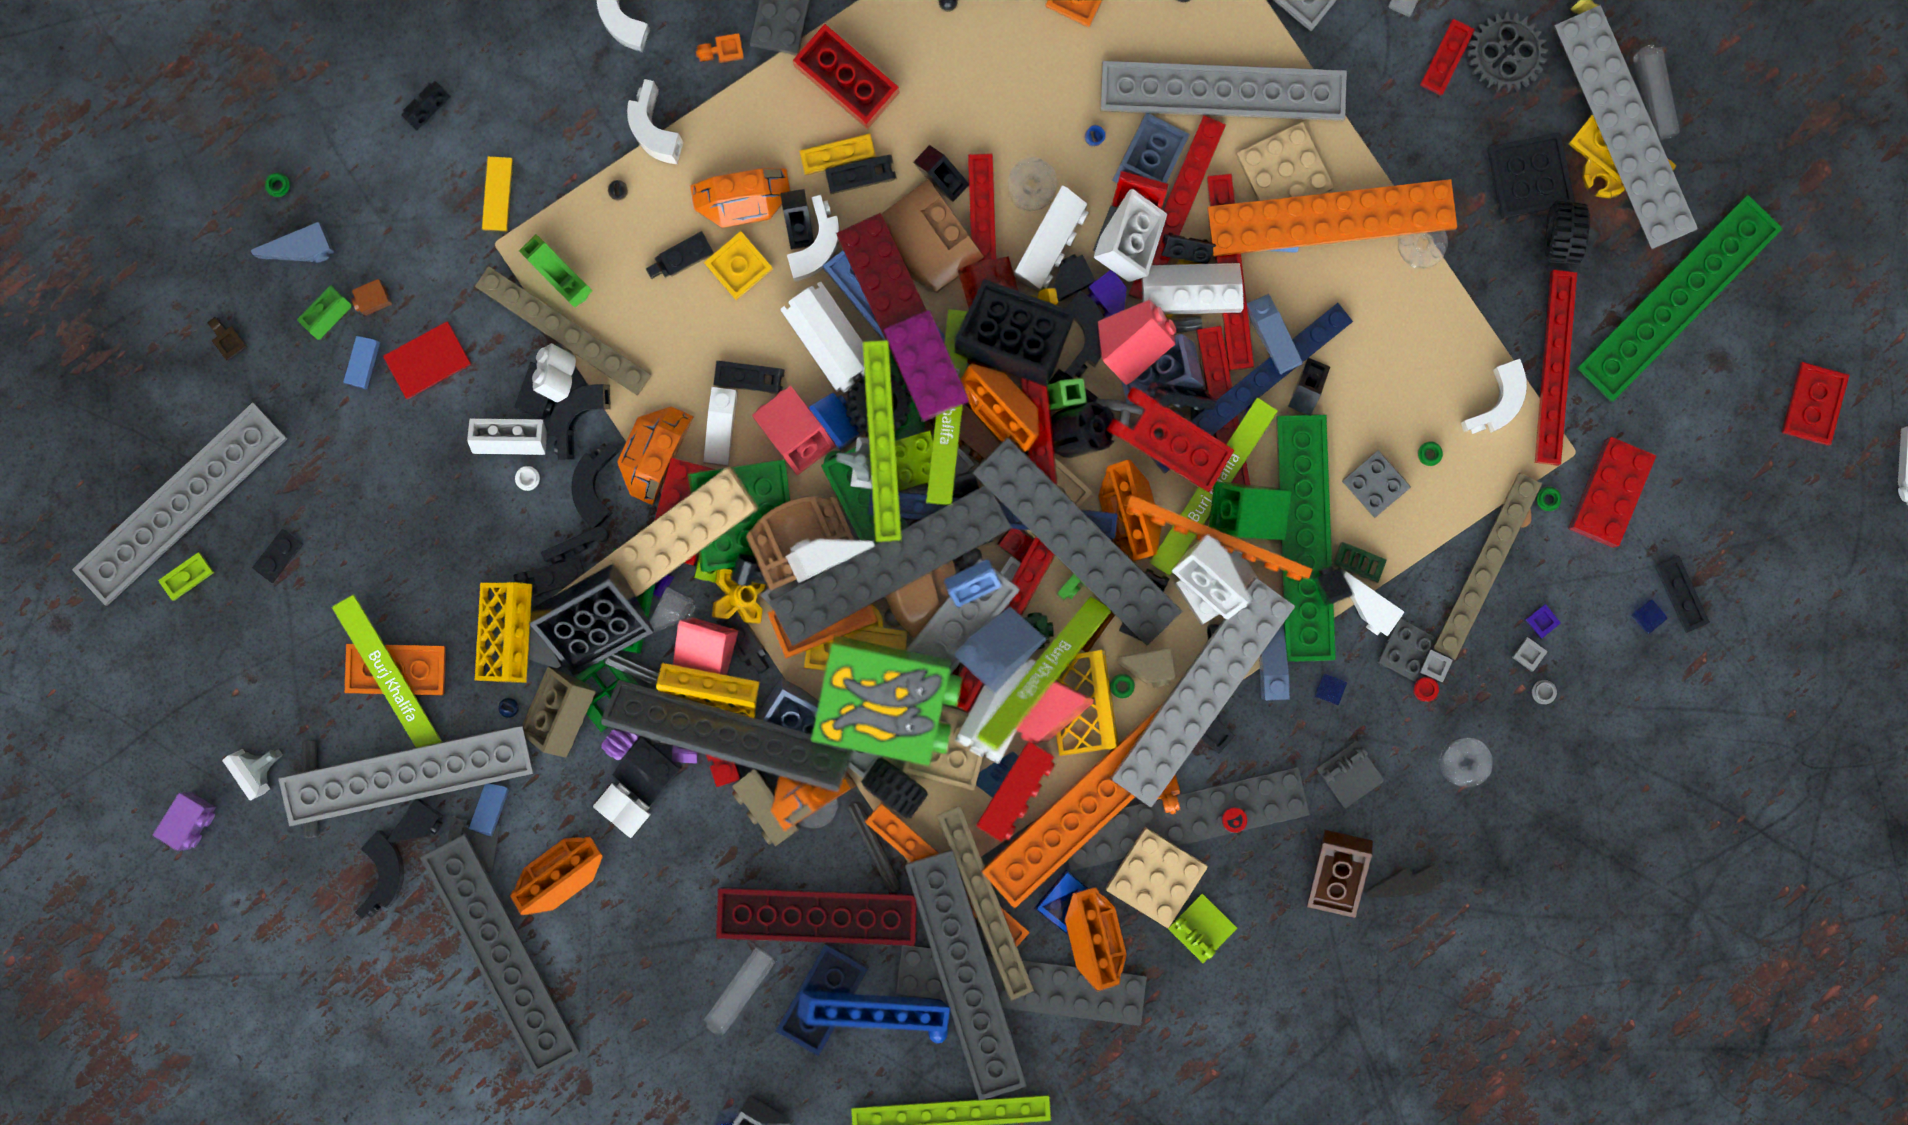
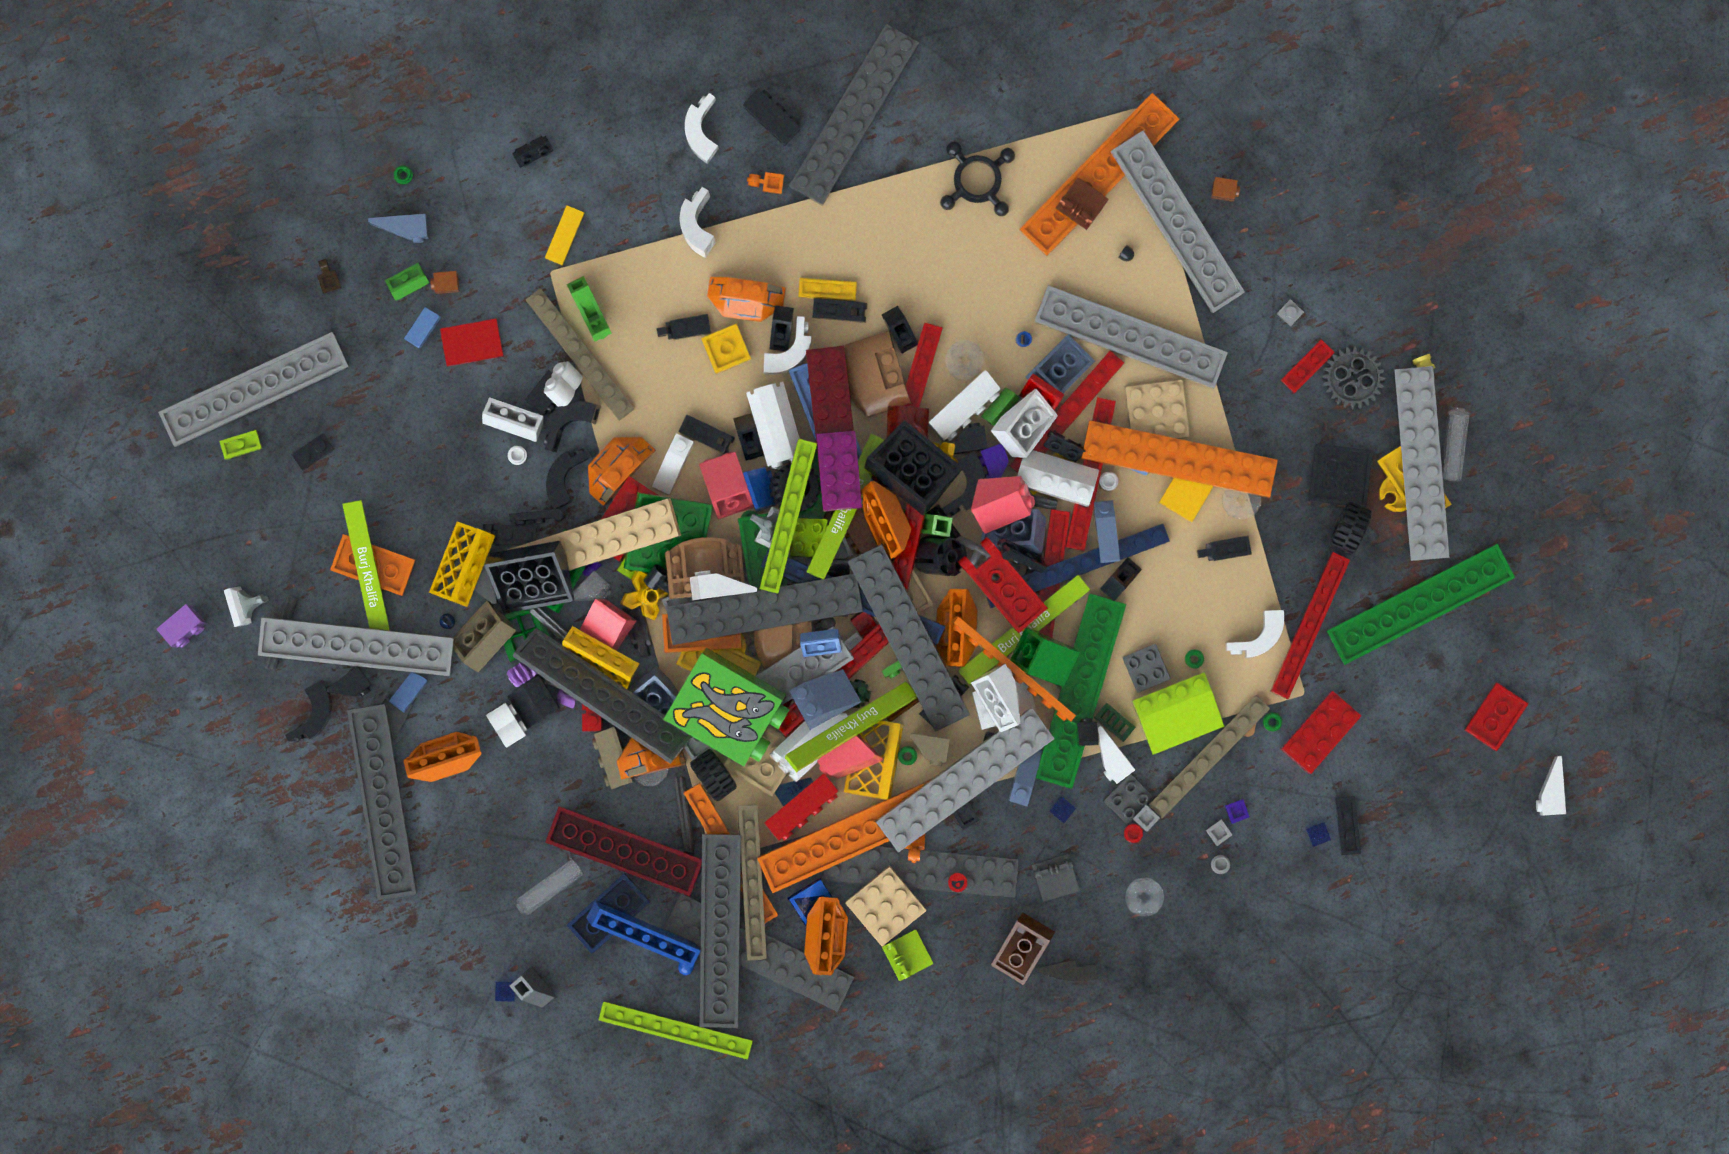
camera: 20 degrees right, 0 degrees up
(623, 190) = (659, 262): black hinge -> none
(801, 363) = (748, 436): none -> black slope
(846, 76) = (852, 234): red brick -> none
(1093, 226) = (1000, 406): none -> bright green slope
(1254, 273) = (1108, 481): none -> white plate
(1354, 263) = (1185, 497): none -> yellow tile
(1424, 308) = (1226, 549): none -> black hinge
(1432, 525) = (1178, 713): none -> lime slope

